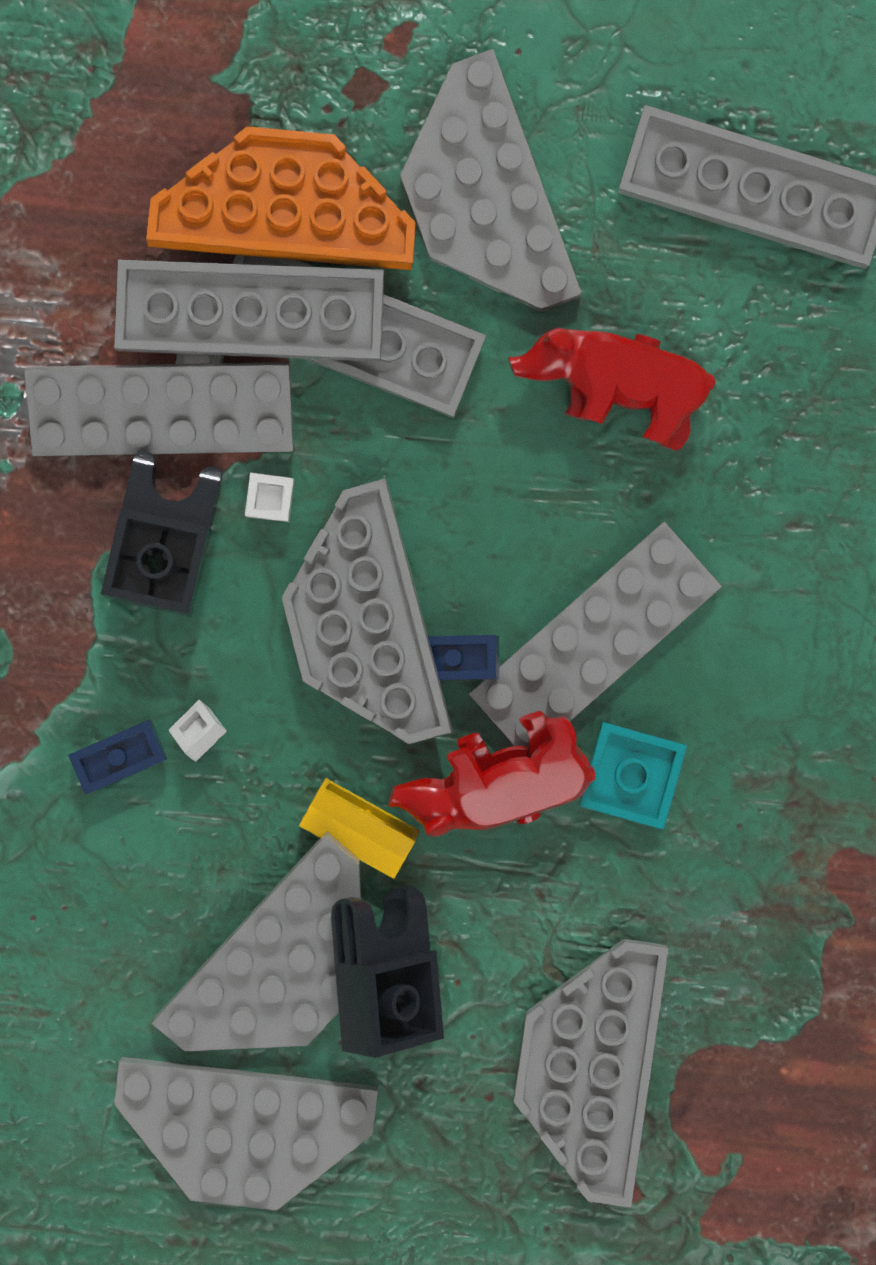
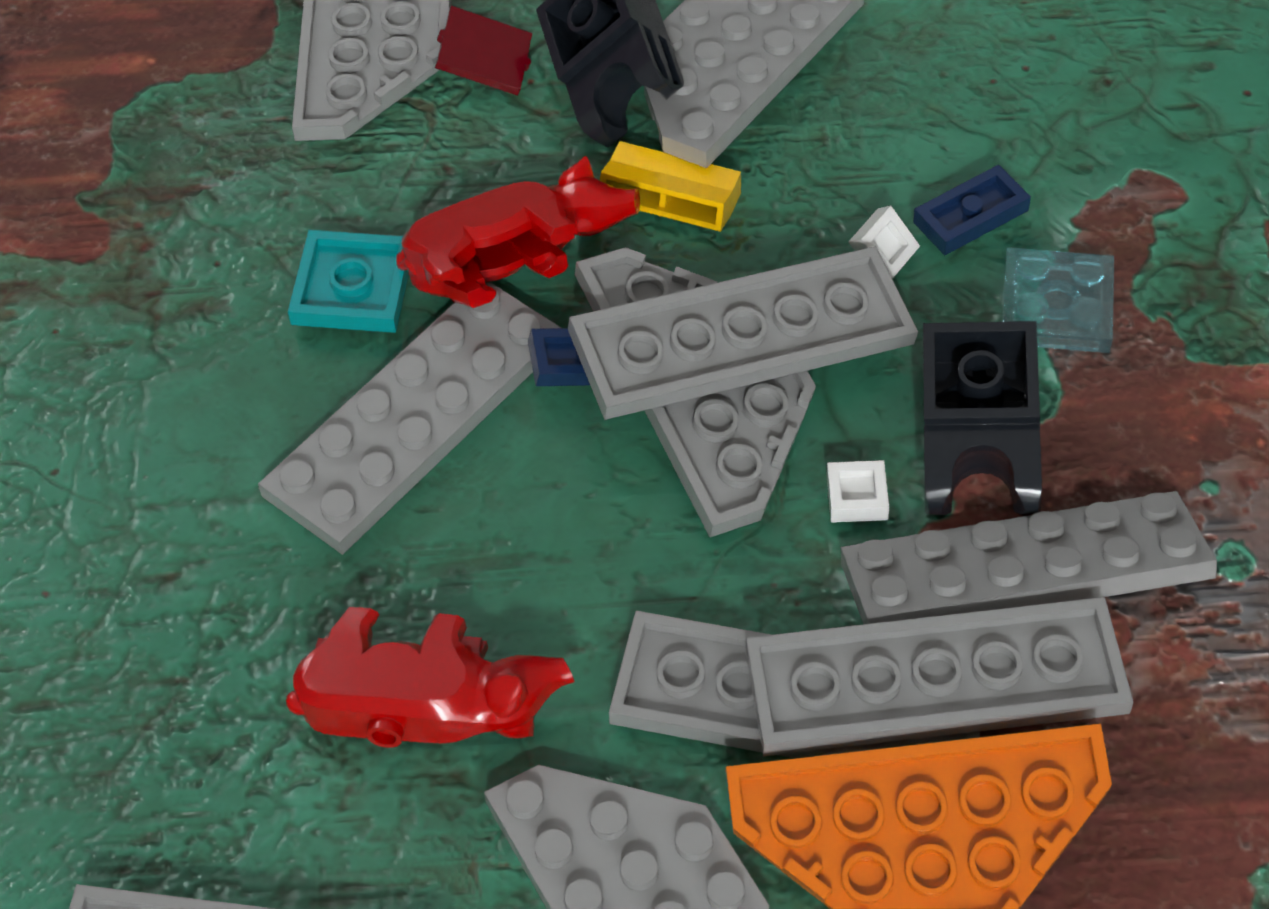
camera: 170 degrees right, 35 degrees down
(72, 658) = (1064, 294): none -> clear light blue plate
(330, 640) = (740, 332): none -> light grey plate
(494, 1013) = (483, 50): none -> dark red piece

